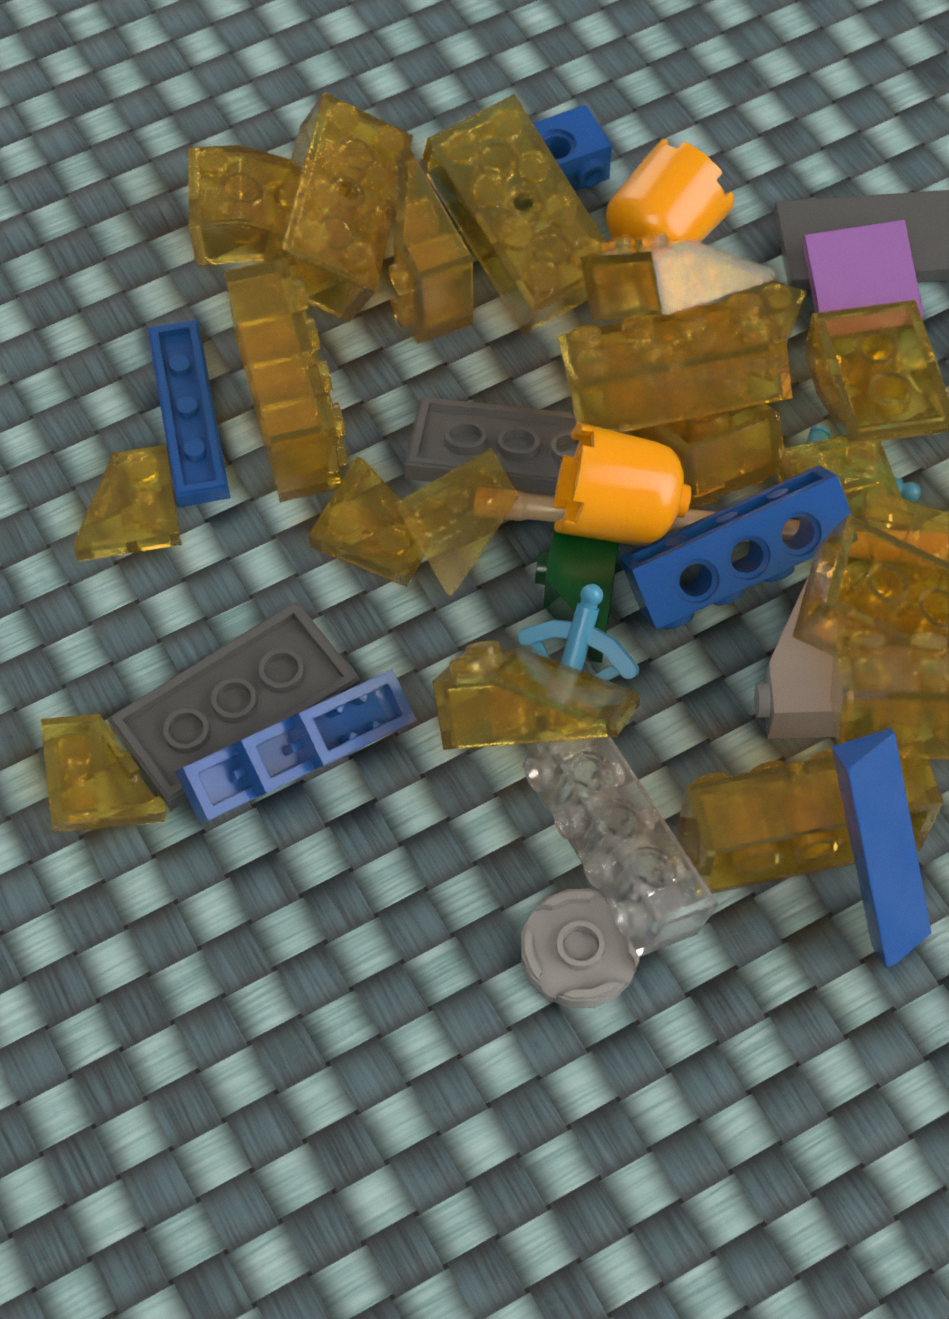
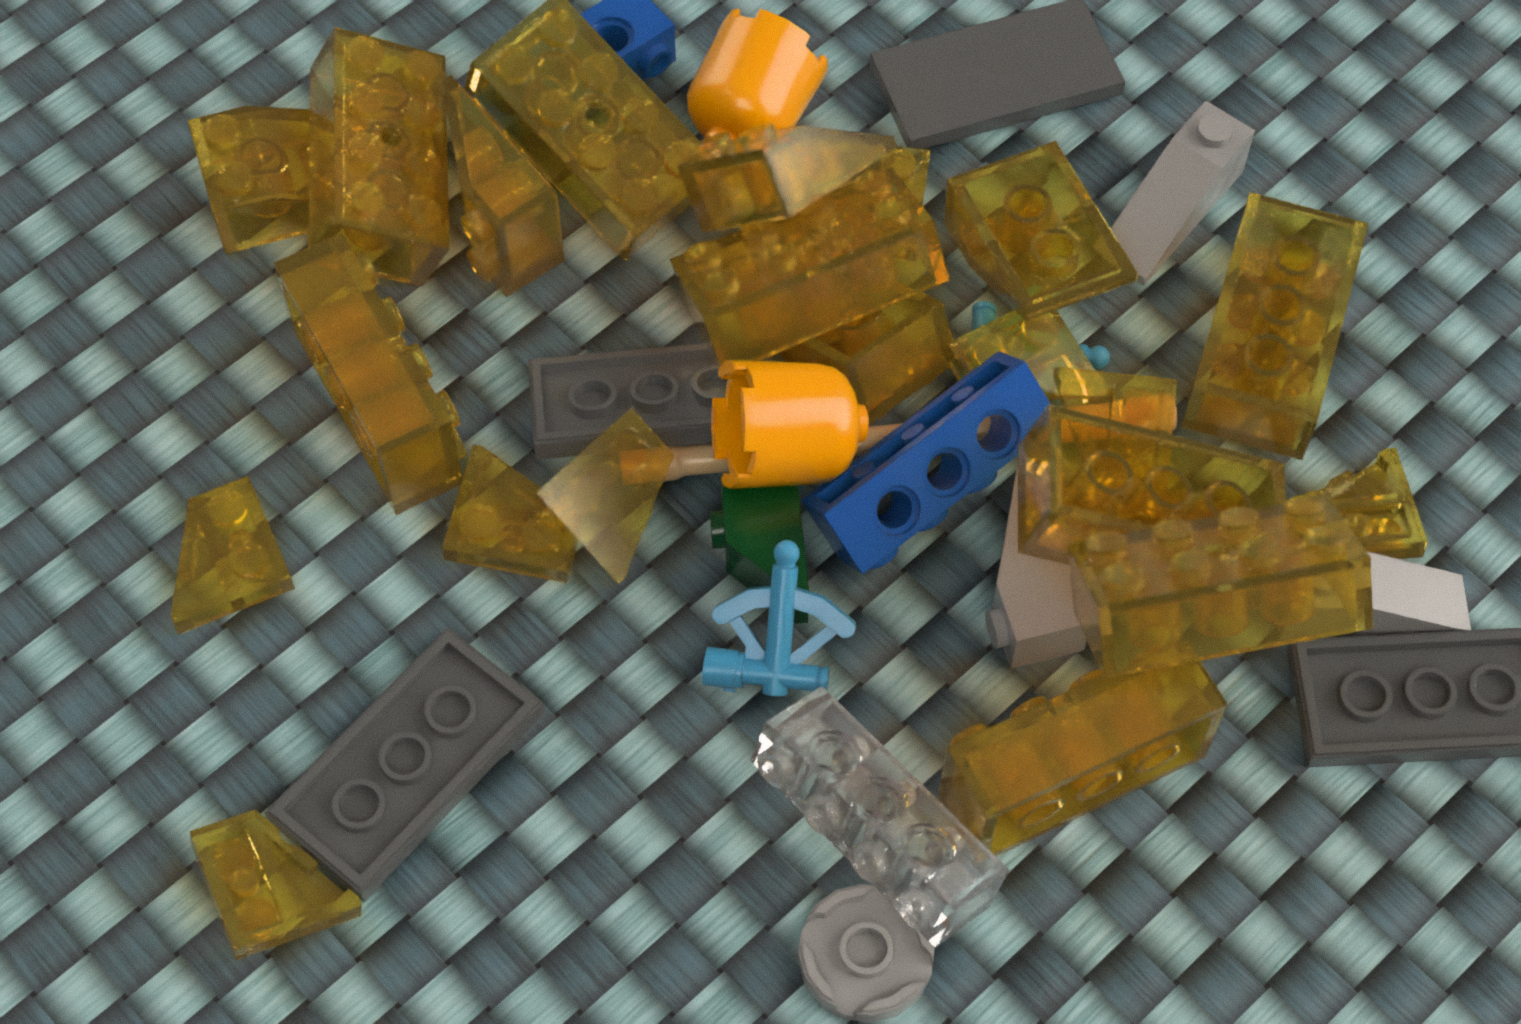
camera: 15 degrees left, 0 degrees up
(188, 413) = (263, 432): blue tile -> none
(295, 746) = (491, 797): blue slope -> none
(524, 698) = (743, 687): clear yellow slope -> none
(861, 267) = (984, 114): medium lavender tile -> none
(883, 844) = (1173, 765): blue slope -> none

